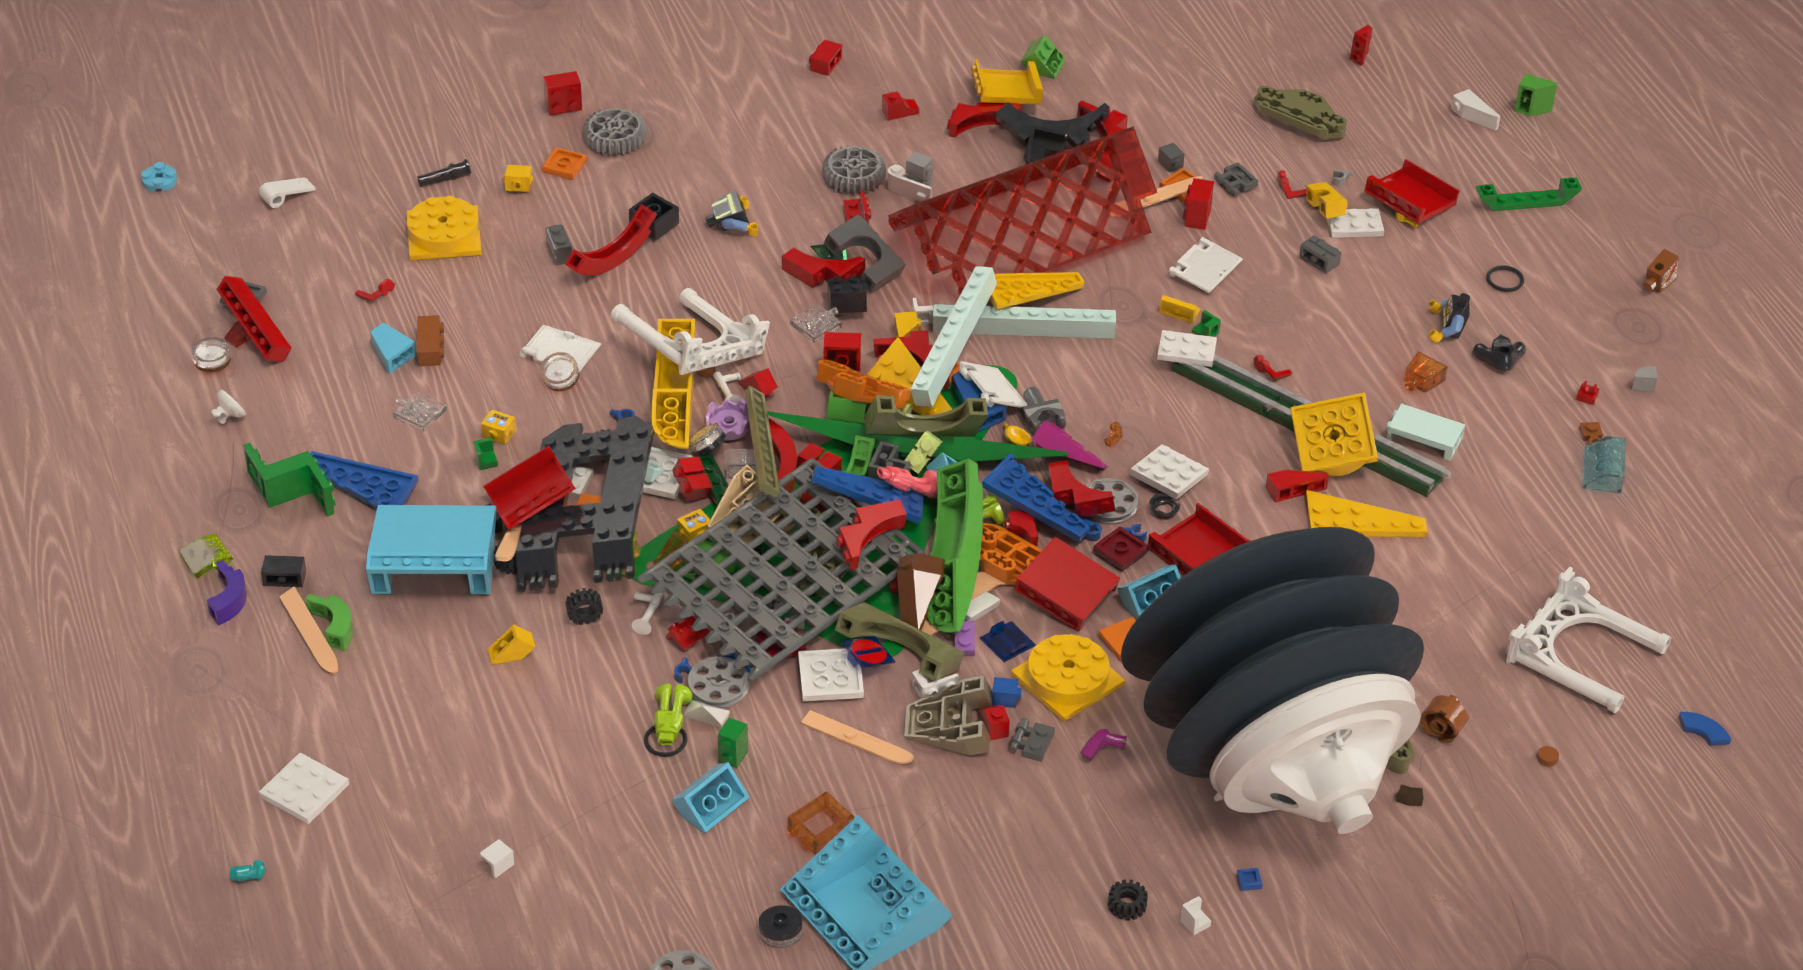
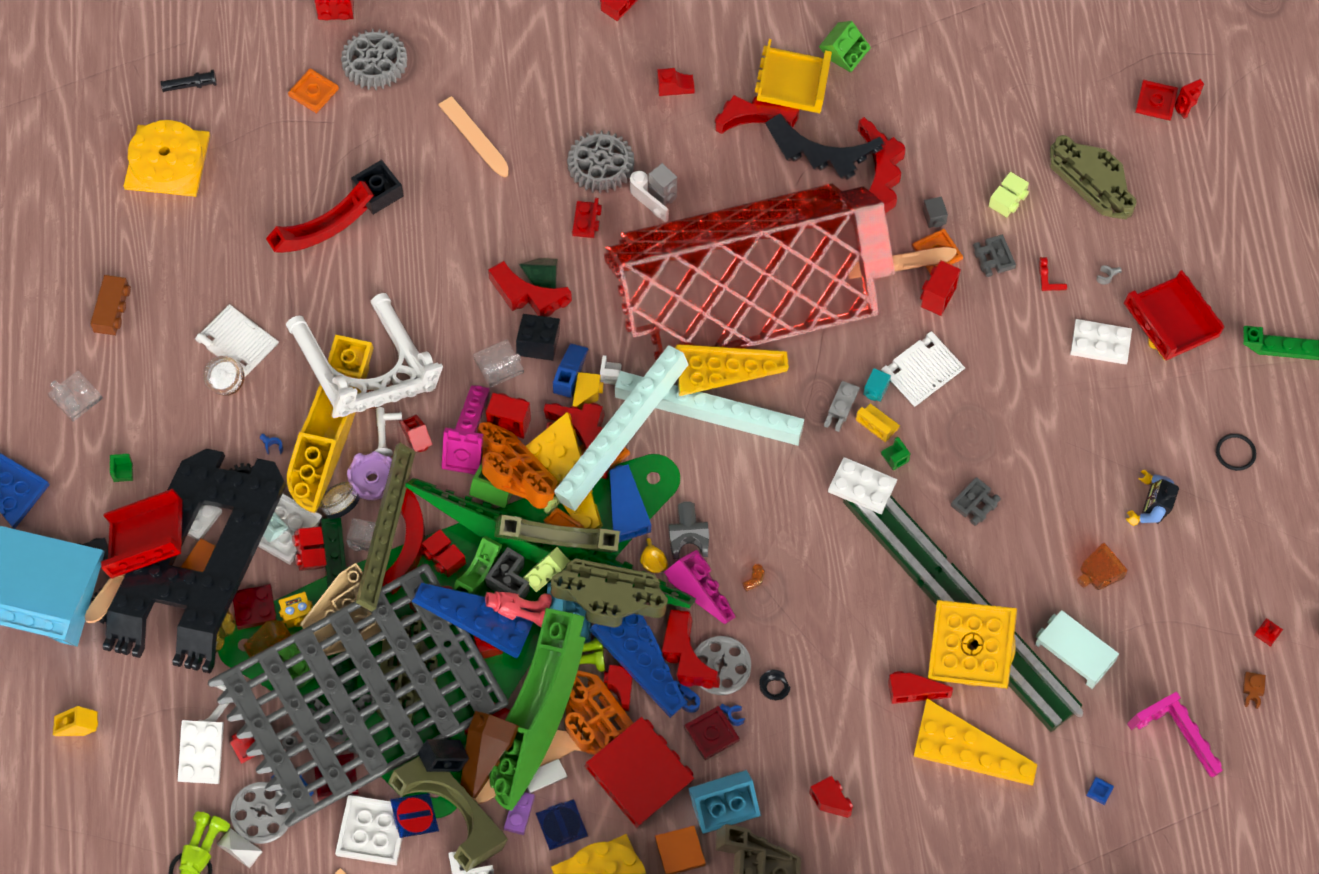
camera: 15 degrees right, 20 degrees up
(274, 192) = (16, 73): white door -> none
(383, 288) = (86, 224): red piece -> none
(392, 347) = (70, 306): medium azure slope -> none
(498, 427) = (144, 434): yellow head -> none
(518, 178) = (259, 105): yellow head -> none
(558, 243) = (273, 204): dark grey brick -> none
(582, 598) = (156, 691): black tyre -> none
(643, 644) = (200, 751): none -> white plate
(653, 534) = (254, 606): none -> dark red plate
(683, 667) = (233, 785): blue piece -> none
(729, 171) = (474, 136): none -> light nougat piece
(731, 214) = (455, 198): torso -> none
(809, 378) = (463, 445): none -> dark pink bracket
(858, 233) = (571, 260): dark grey arch -> none
(868, 524) = (457, 662): arch -> none
(880, 599) = (443, 755): none -> black brick
(884, 318) = (567, 372): none -> blue slope
(991, 450) = (613, 596): none -> olive connector
(993, 383) = (648, 490): white window -> none
(1044, 140) = (802, 168): black panel -> none
(1143, 301) = (842, 404): none -> light grey hinge
(1169, 281) = (877, 385): none -> teal brick
(1169, 471) = (793, 642): white plate -> none
(1195, 540) = (793, 750): red panel -> none
(1231, 135) = (1007, 198): none -> yellowish green piece
(1264, 366) = (938, 521): red piece -> none
(1286, 346) = (971, 496): none -> dark grey plate
(1320, 254) = (1048, 380): dark grey brick -> none
(1330, 201) = (1079, 316): yellow arch -> none
(1333, 54) = (1156, 100): none -> red plate
(1472, 108) = (1282, 210): white slope -> none
(1488, 528) = (1100, 790): none -> blue tile
(1501, 354) = (1194, 561): black head -> none
(1526, 451) = (1187, 727): none -> dark pink bracket
(1605, 465) = (1250, 736): clear light blue slope -> none

